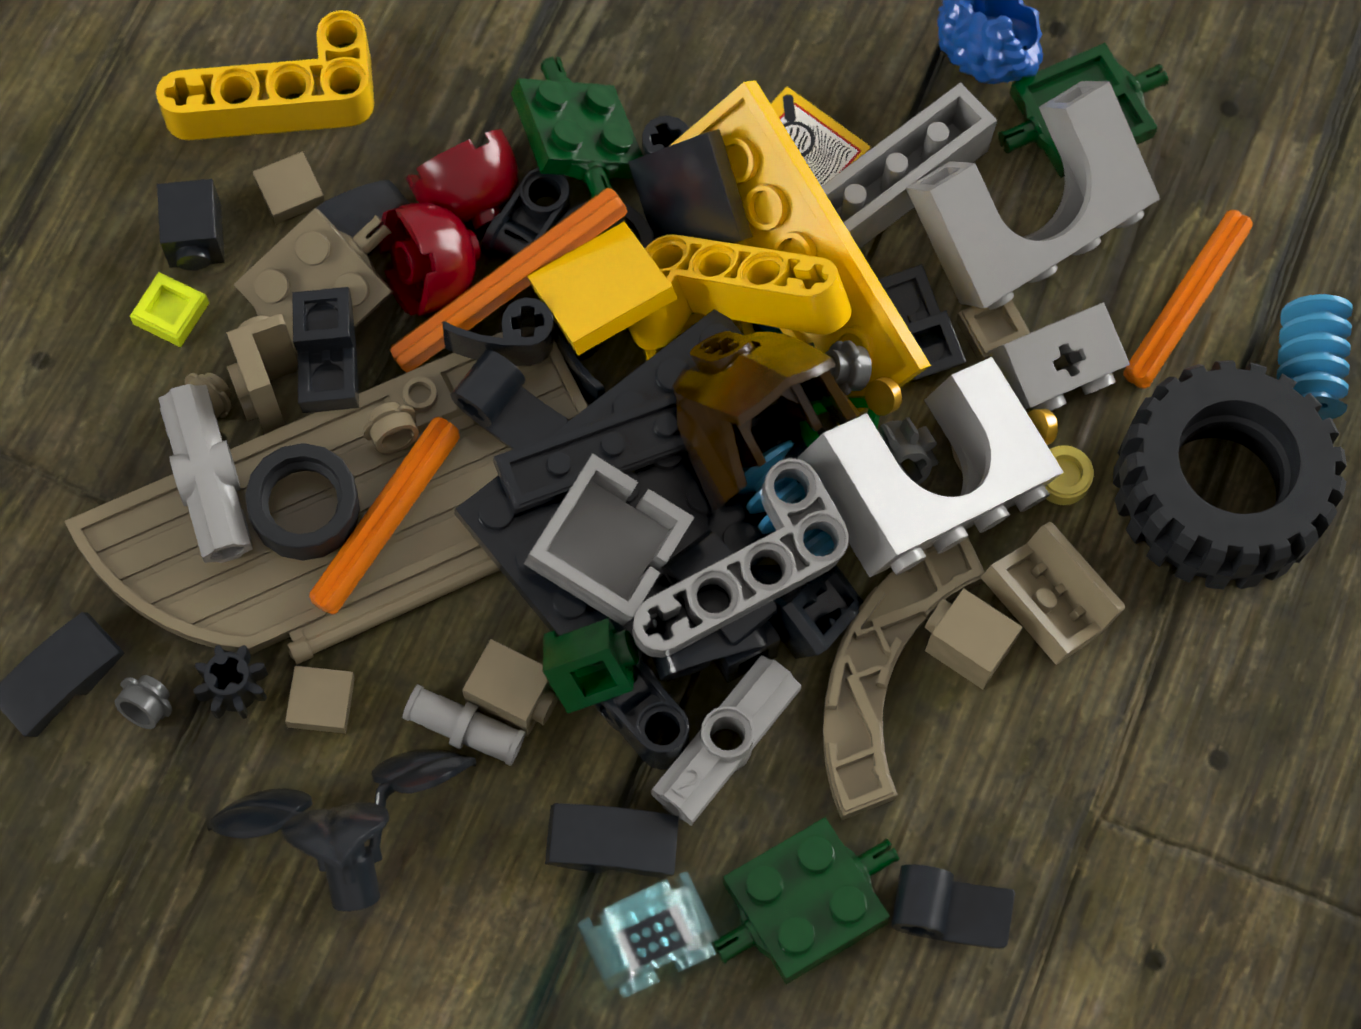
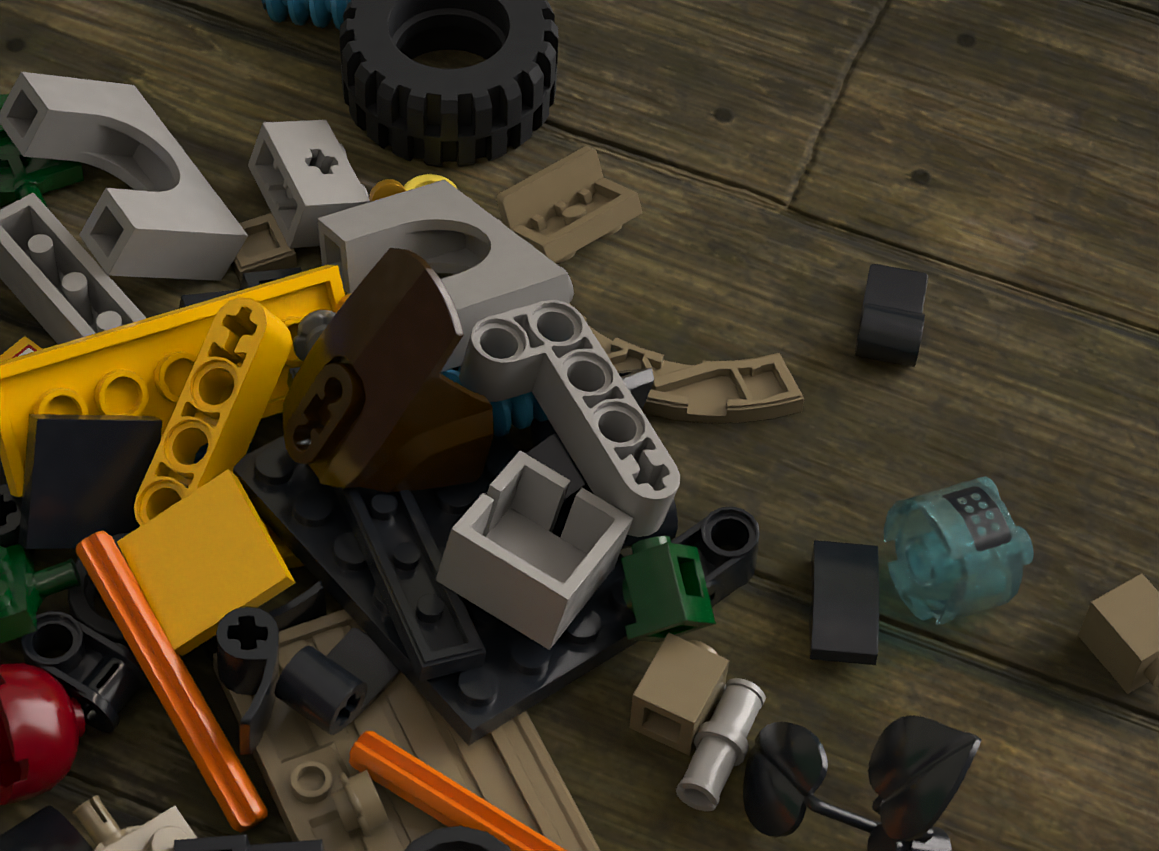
camera: 90 degrees left, 15 degrees down
(430, 256) = (133, 764): dark red cylinder -> none
(706, 768) = (705, 471): light grey piece -> none
(805, 900) = (891, 432): dark green plate -> none
(971, 637) = (615, 277): dark tan brick -> none
(1187, 299) = (227, 80): orange axle -> none

